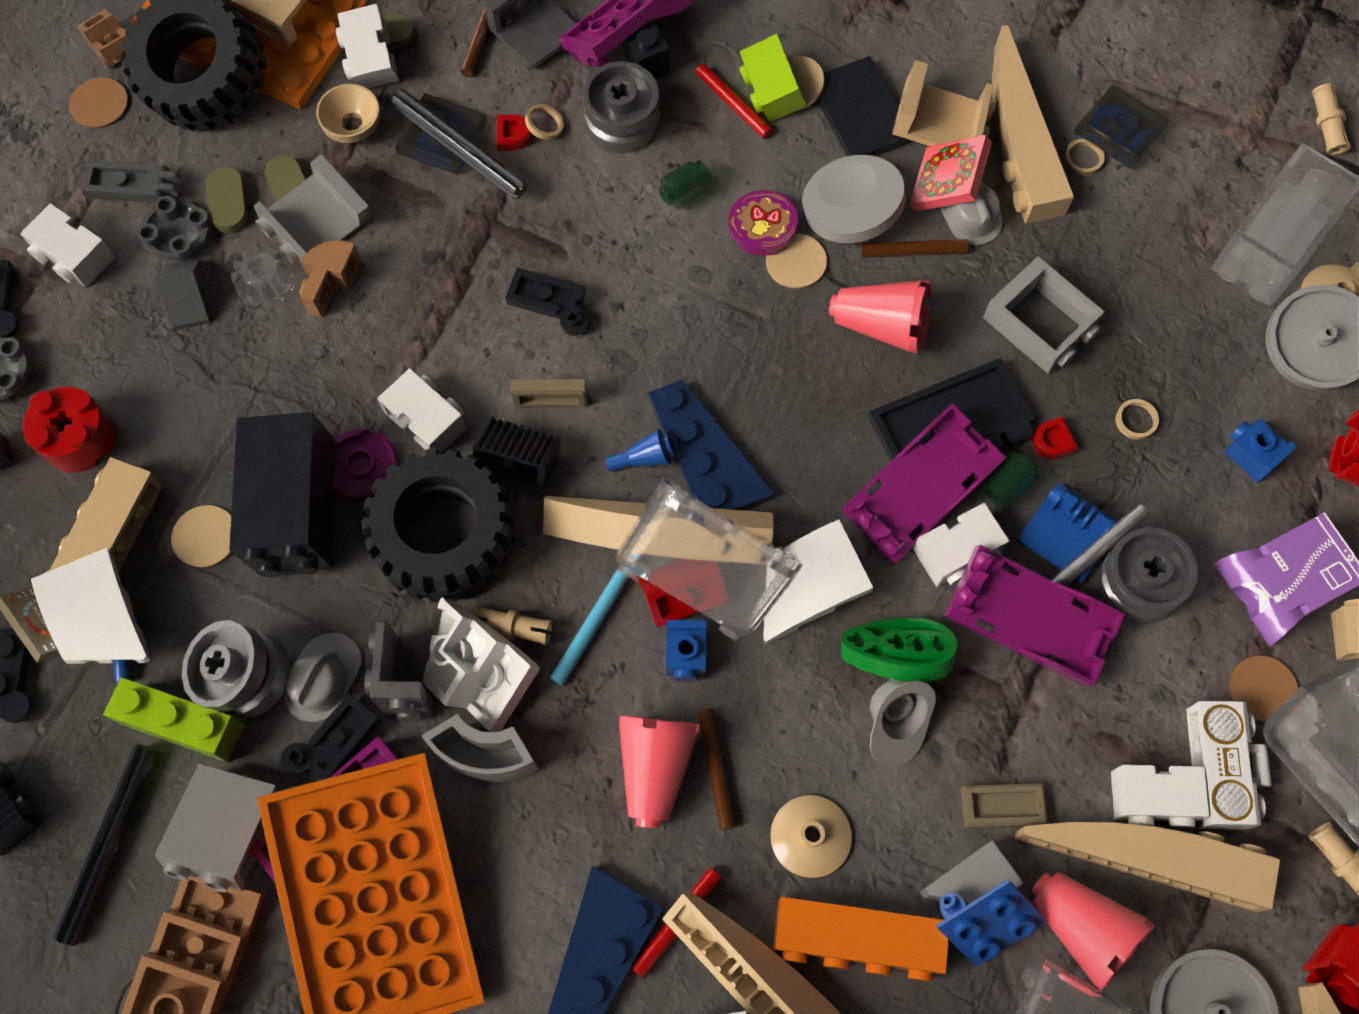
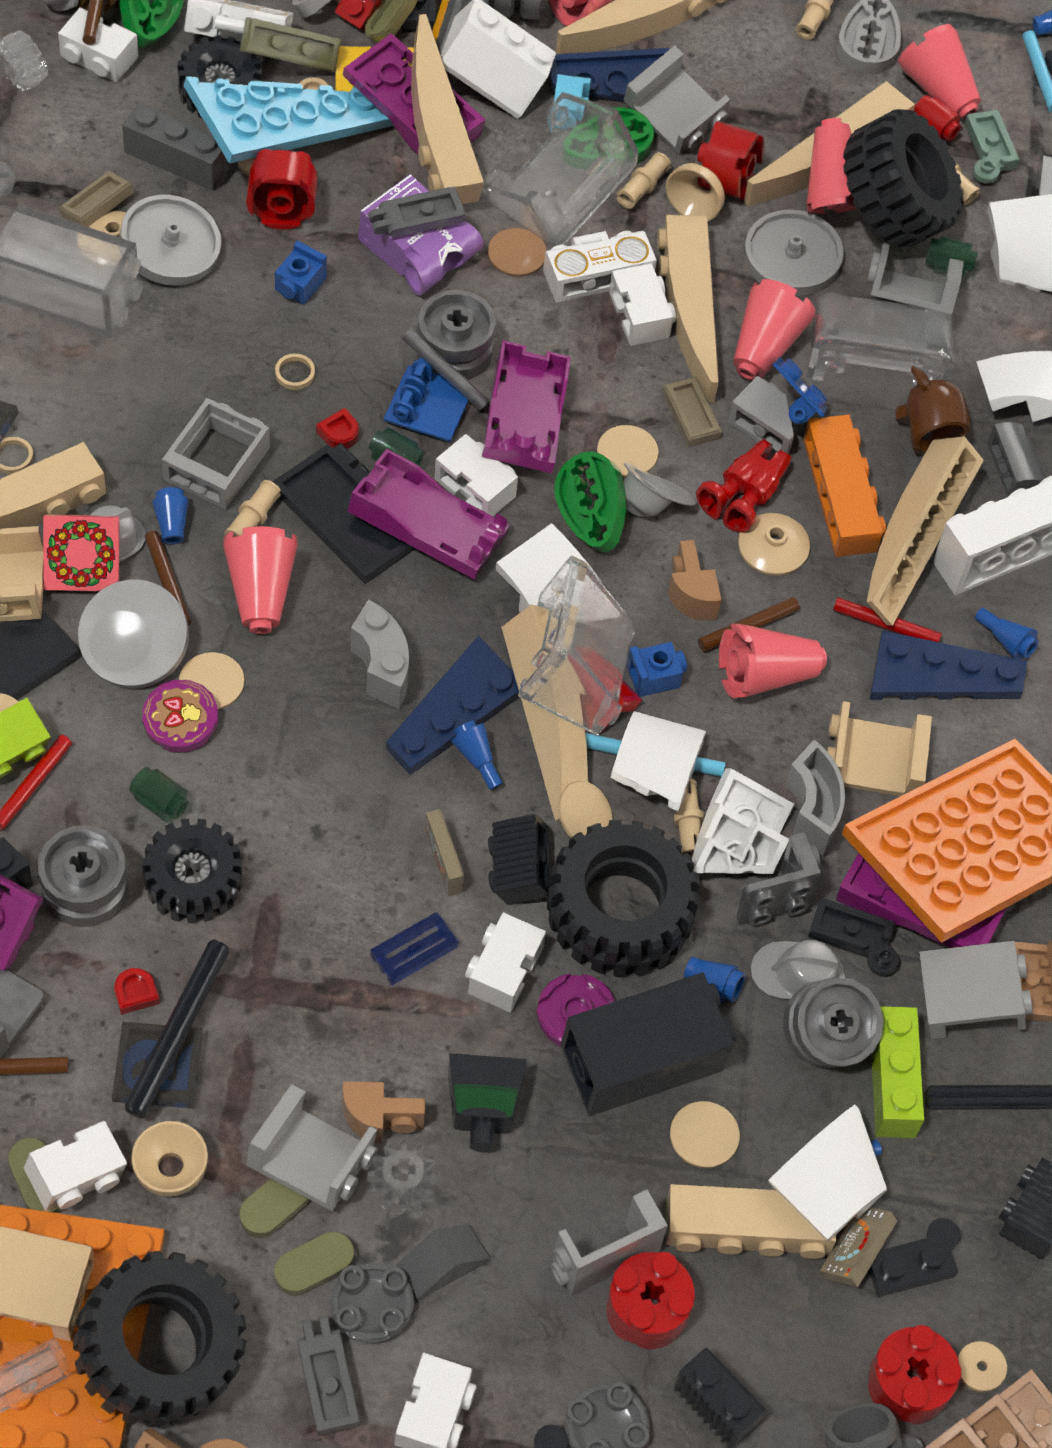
camera: 115 degrees left, 10 degrees down
(110, 374) = (646, 1235): none -> light grey panel
(306, 358) = (484, 1096): none -> black torso
(337, 592) = (724, 976): none -> blue cone
(477, 375) = (387, 965): none -> clear blue tile
(521, 844) = (878, 754): none -> tan panel
(546, 528) = (582, 806): none -> tan piece
(549, 110) = (113, 973): tan piece -> none
(551, 298) = (334, 886): black hinge -> none
(580, 614) = (658, 757): none -> white slope
(602, 171) = (195, 848): none -> black bush
(766, 718) = (691, 589): none -> medium nougat brick
(773, 400) = (384, 651): none -> light grey brick
(896, 836) = (746, 475): none -> red piece
(967, 332) = (254, 511): none -> tan pin
(968, 720) = (629, 445): none -> tan piece
(982, 263) = (171, 513): none -> blue cone
(1309, 565) = (418, 213): none -> dark grey hinge
(1315, 914) = (689, 197): none -> tan piece

